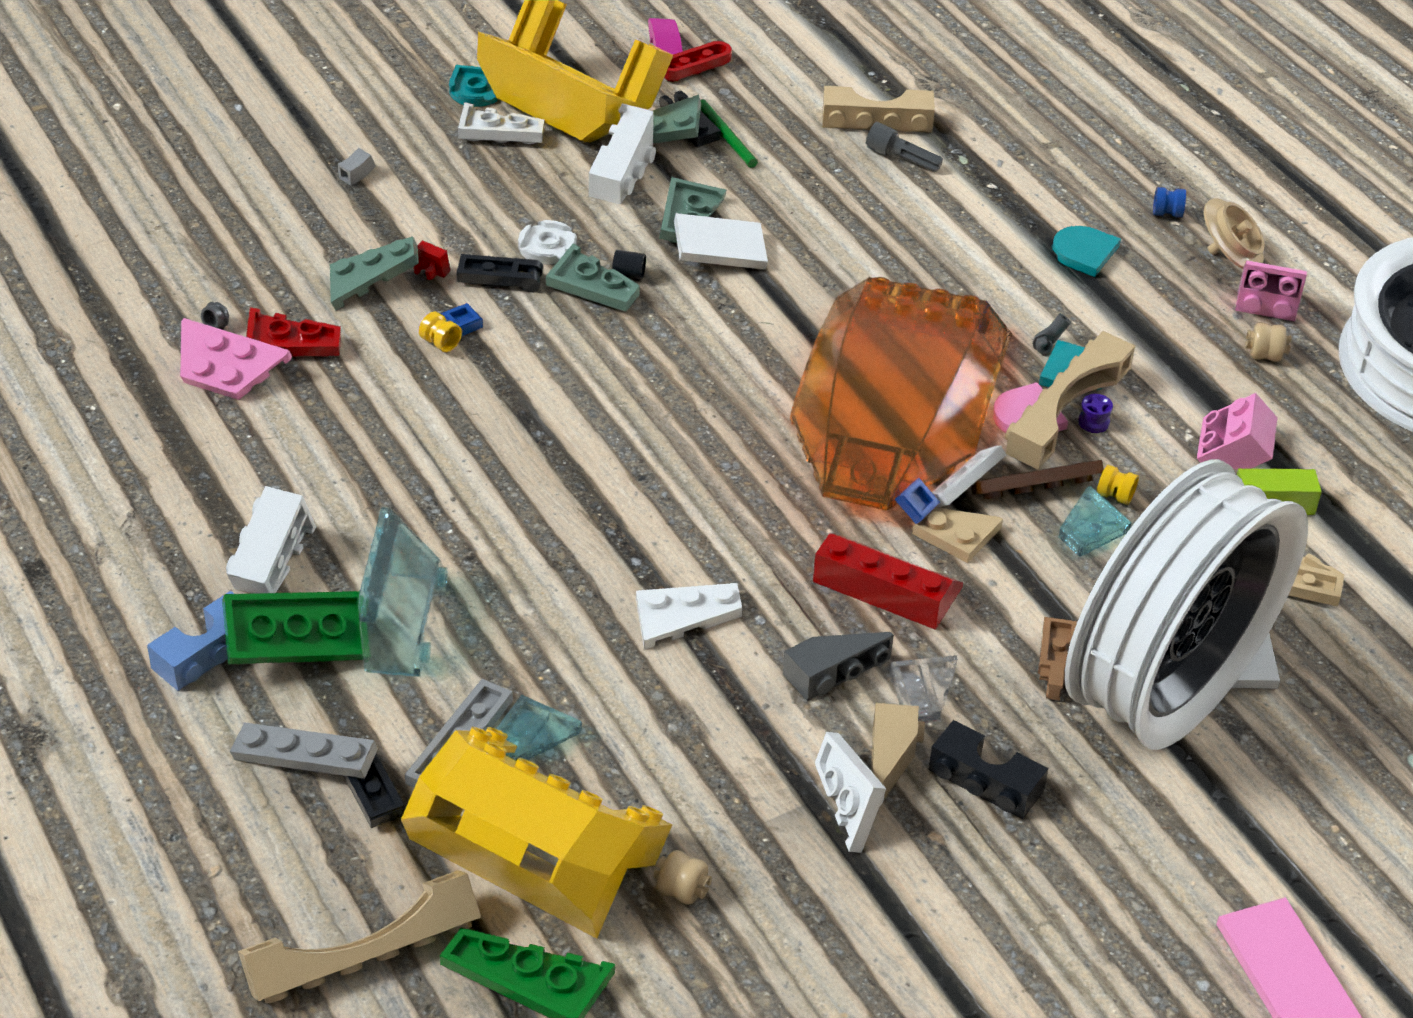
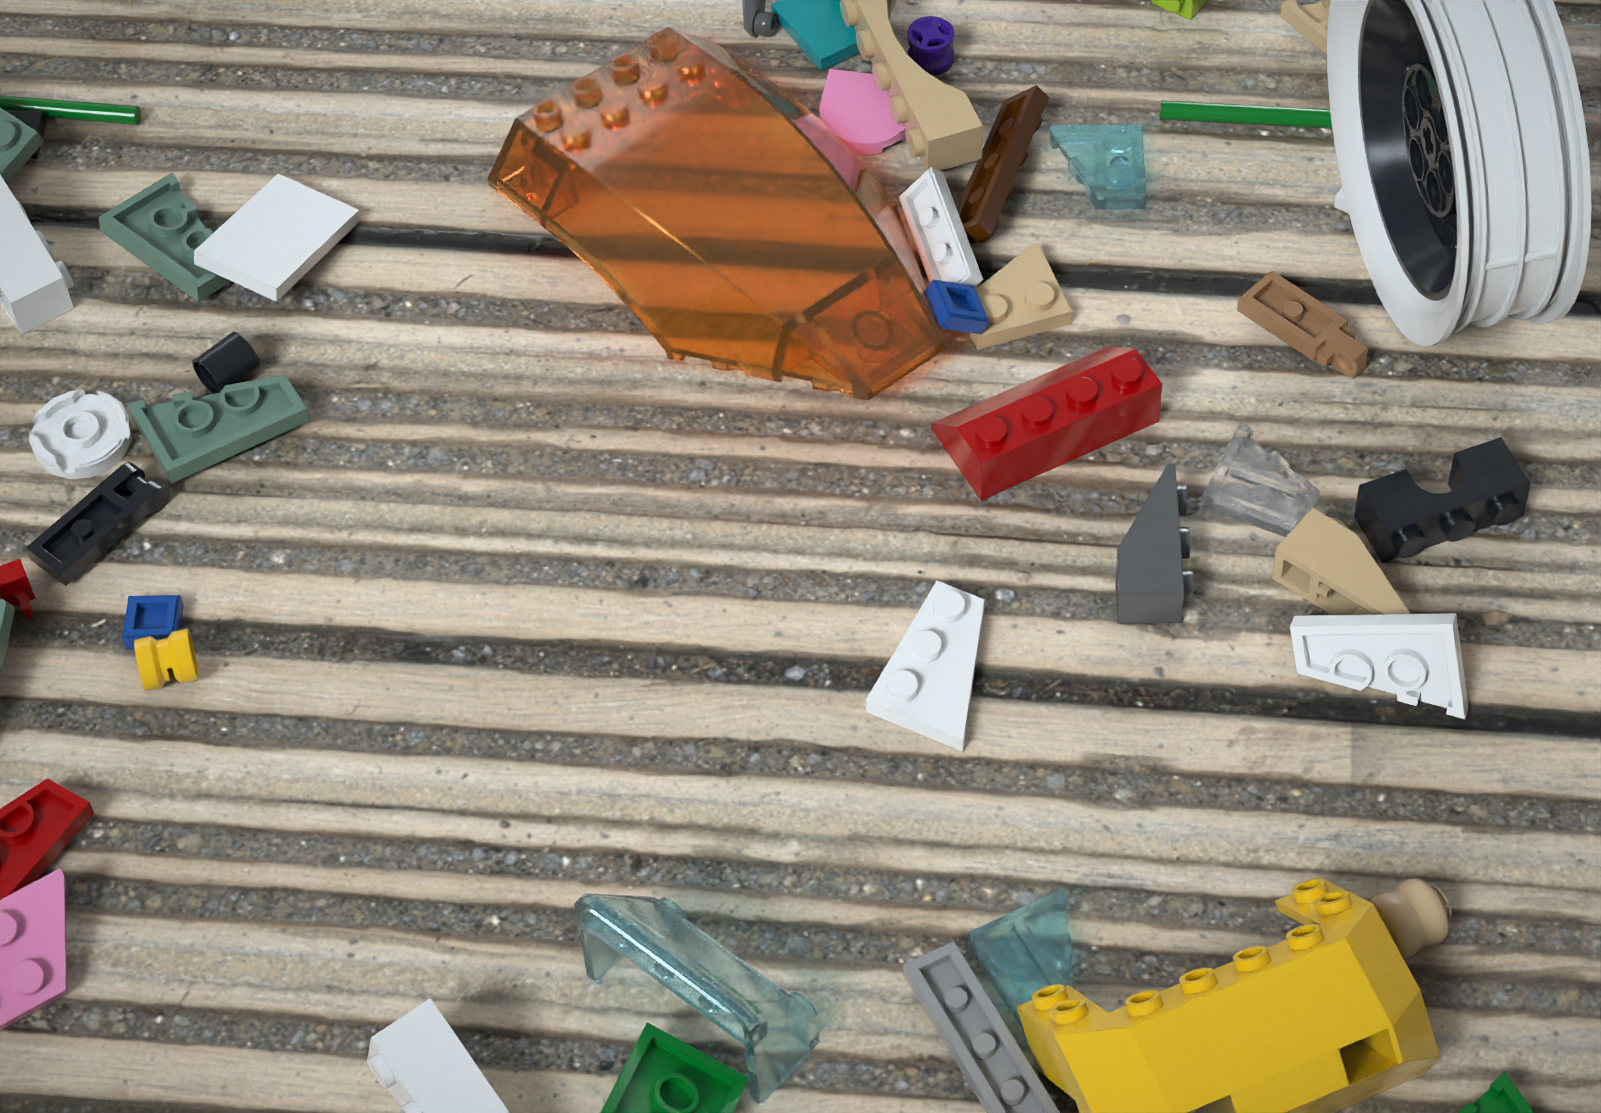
camera: 50 degrees left, 10 degrees up
(1118, 484) = (1074, 97): yellow wheel -> none

